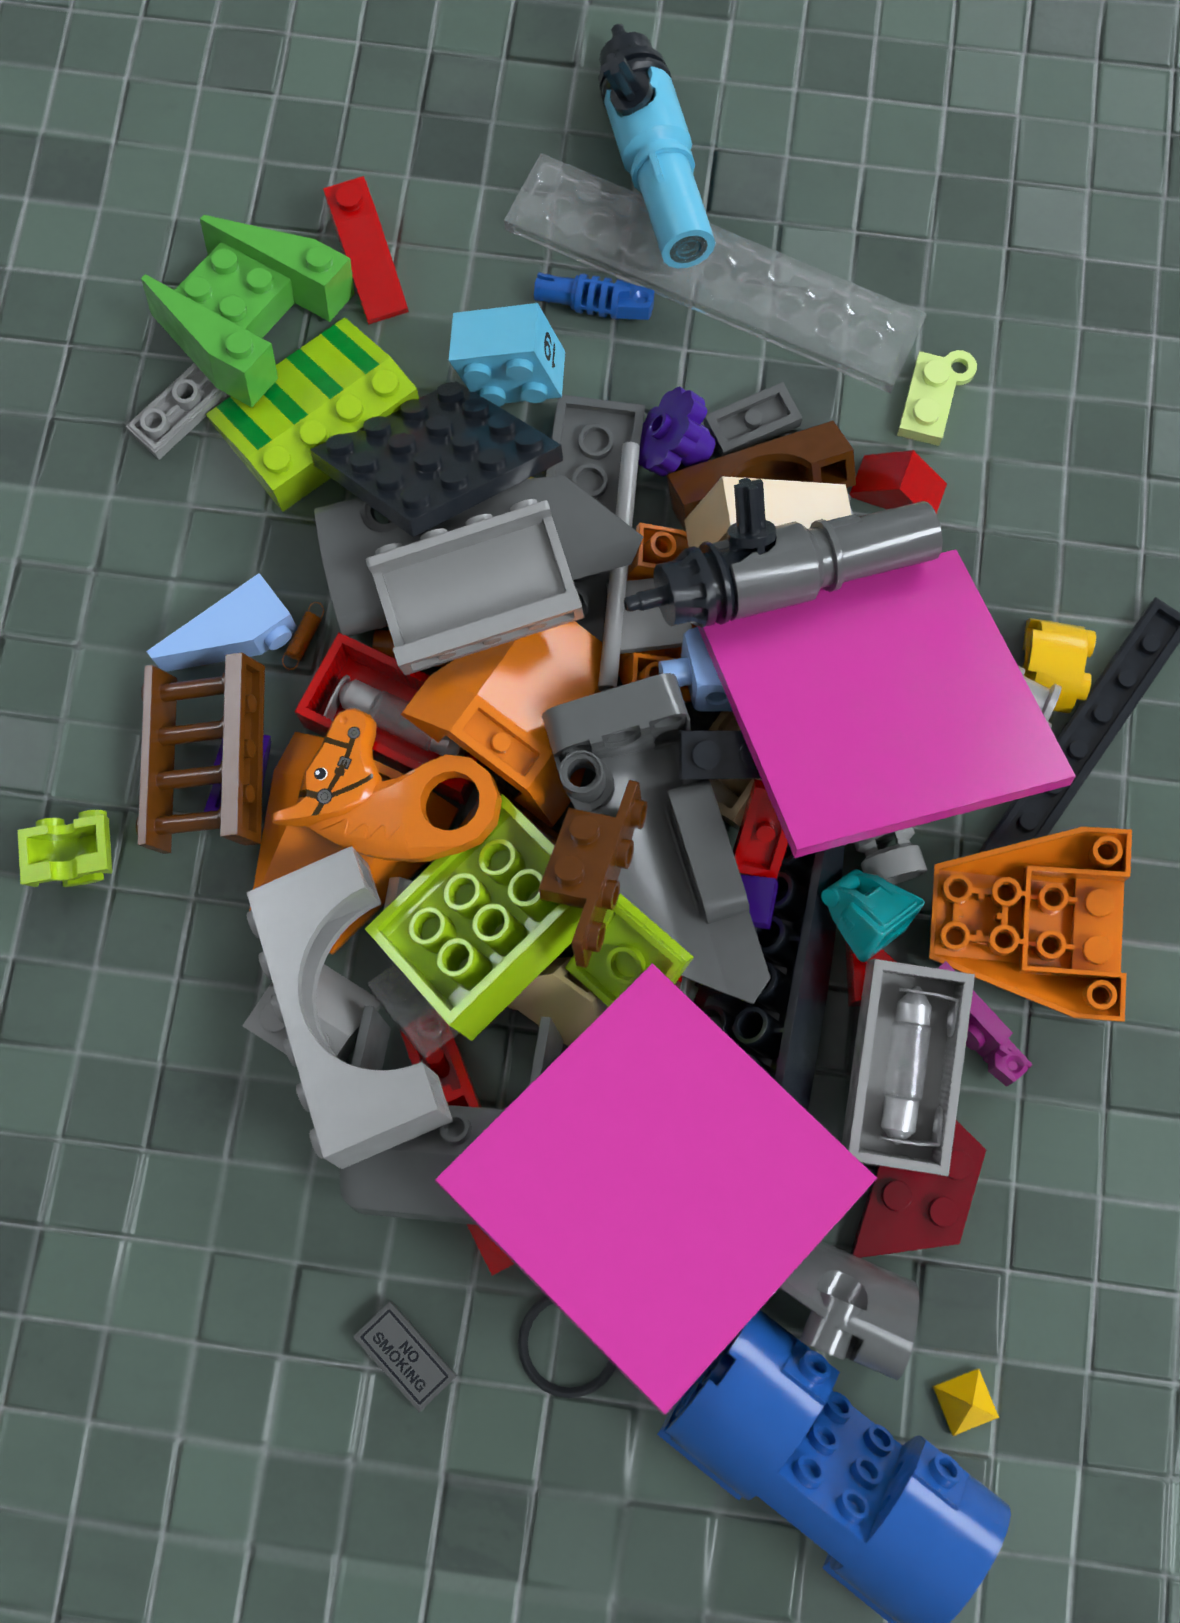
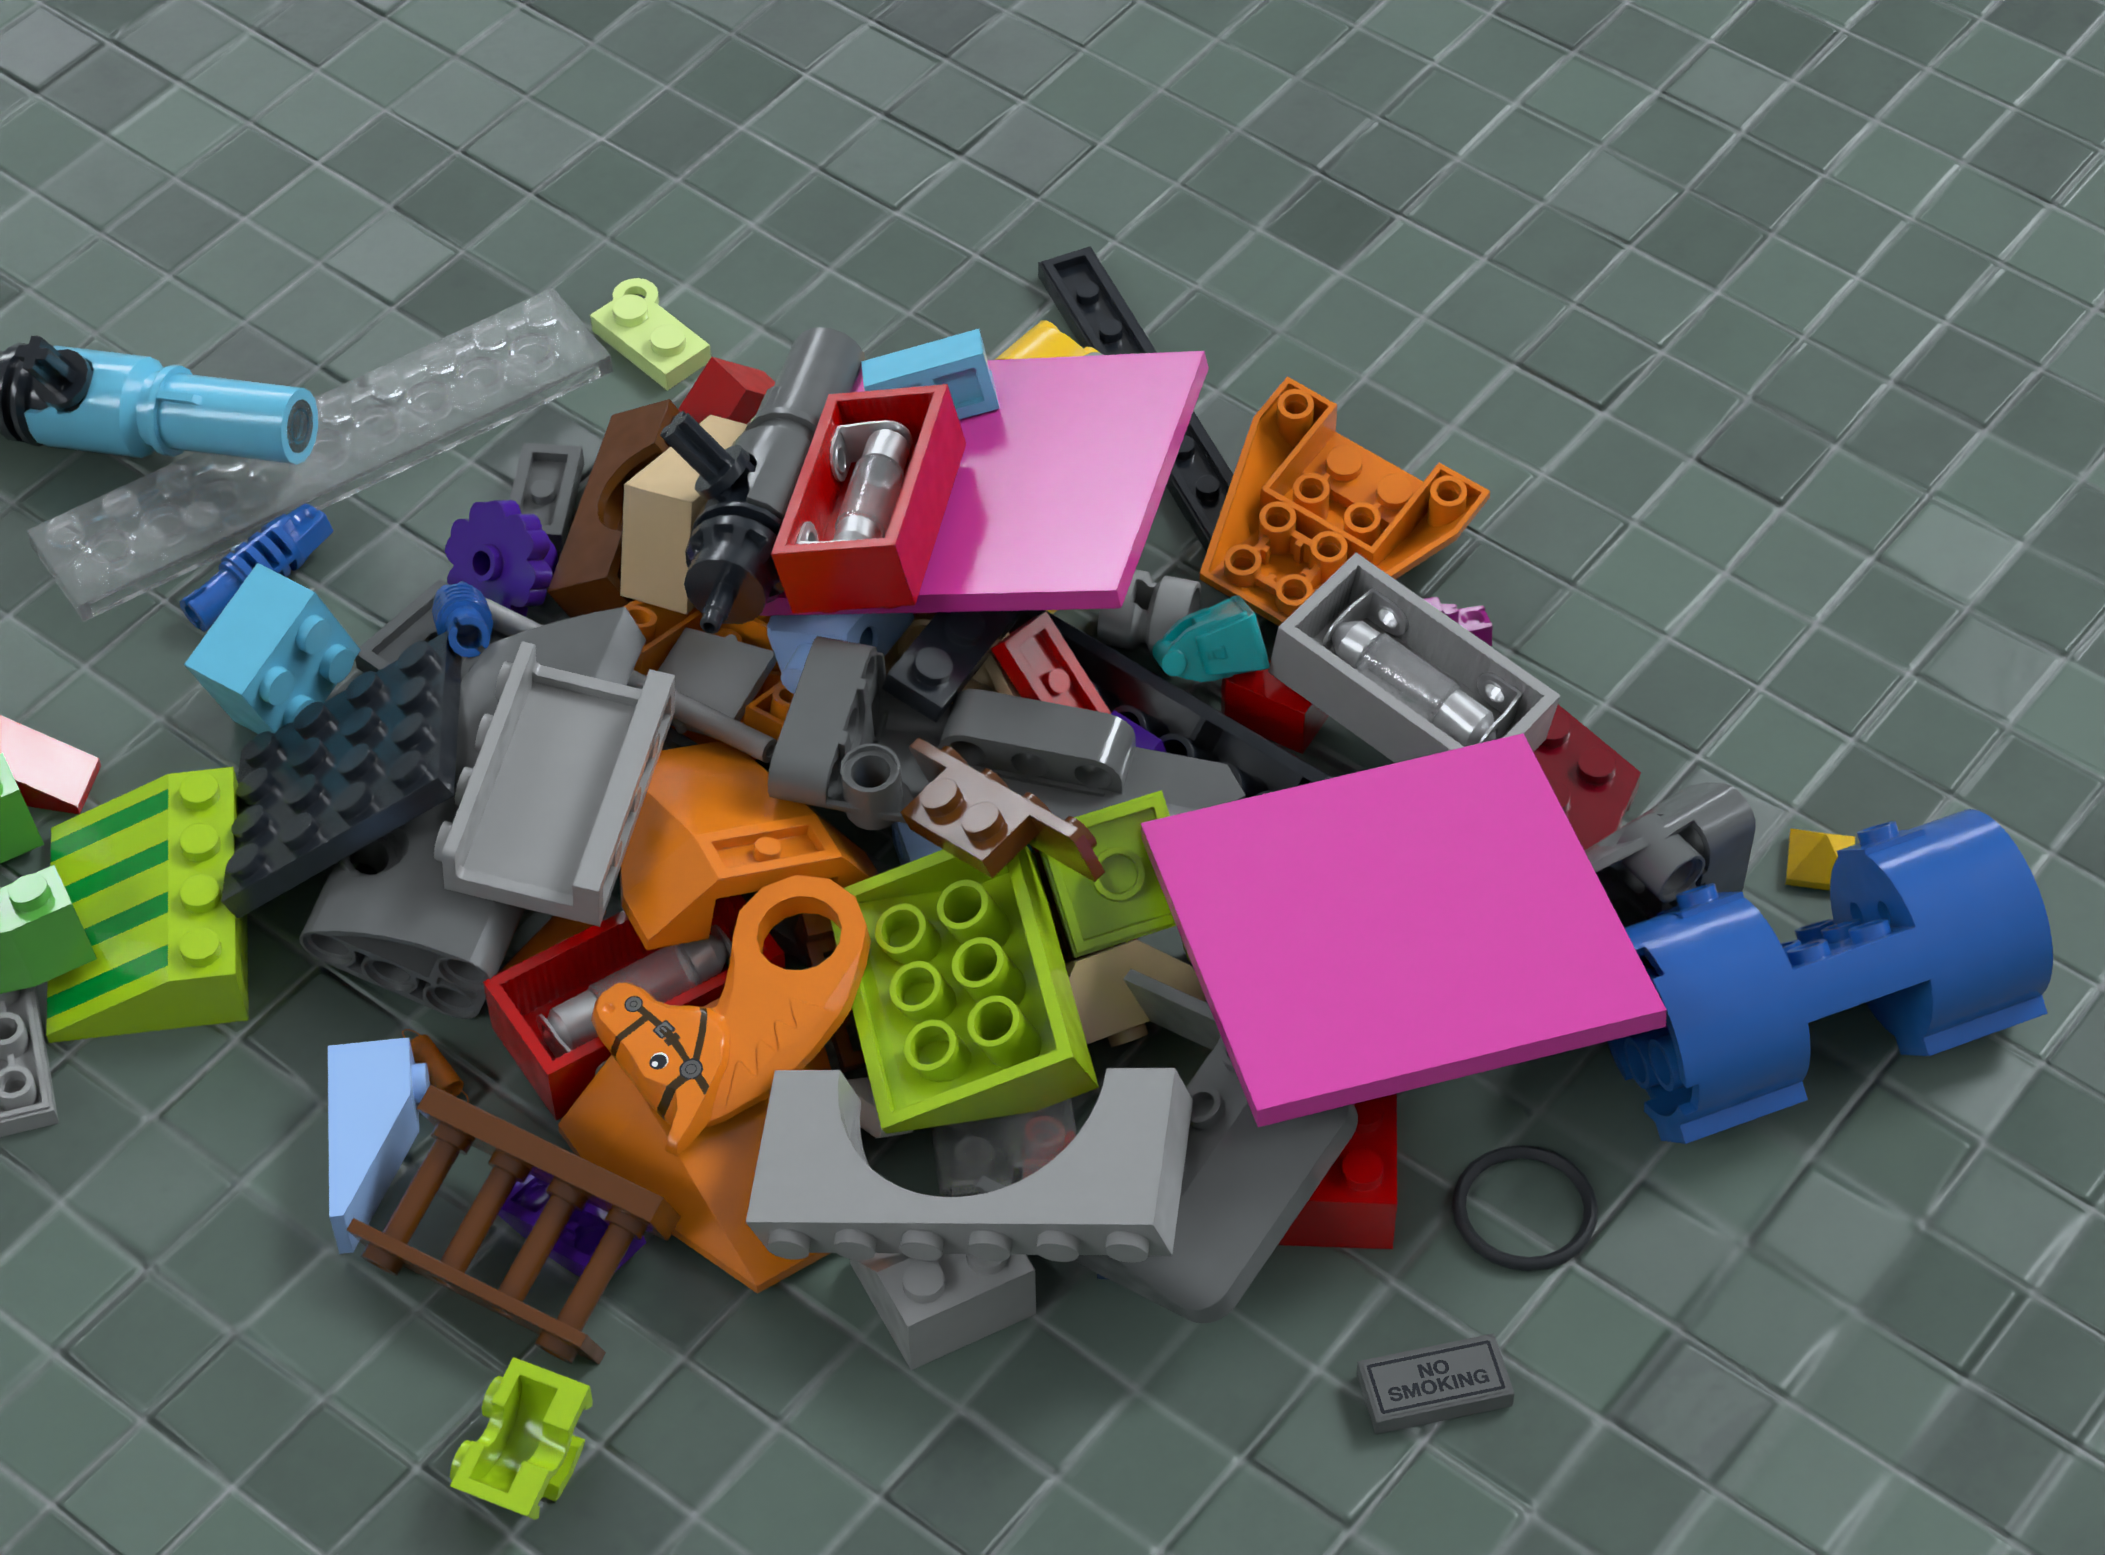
camera: 60 degrees left, 25 degrees down
(591, 444) = (465, 616): none -> blue hinge
(793, 638) = (869, 500): none -> red piece
(941, 609) = (950, 361): none -> medium azure hinge

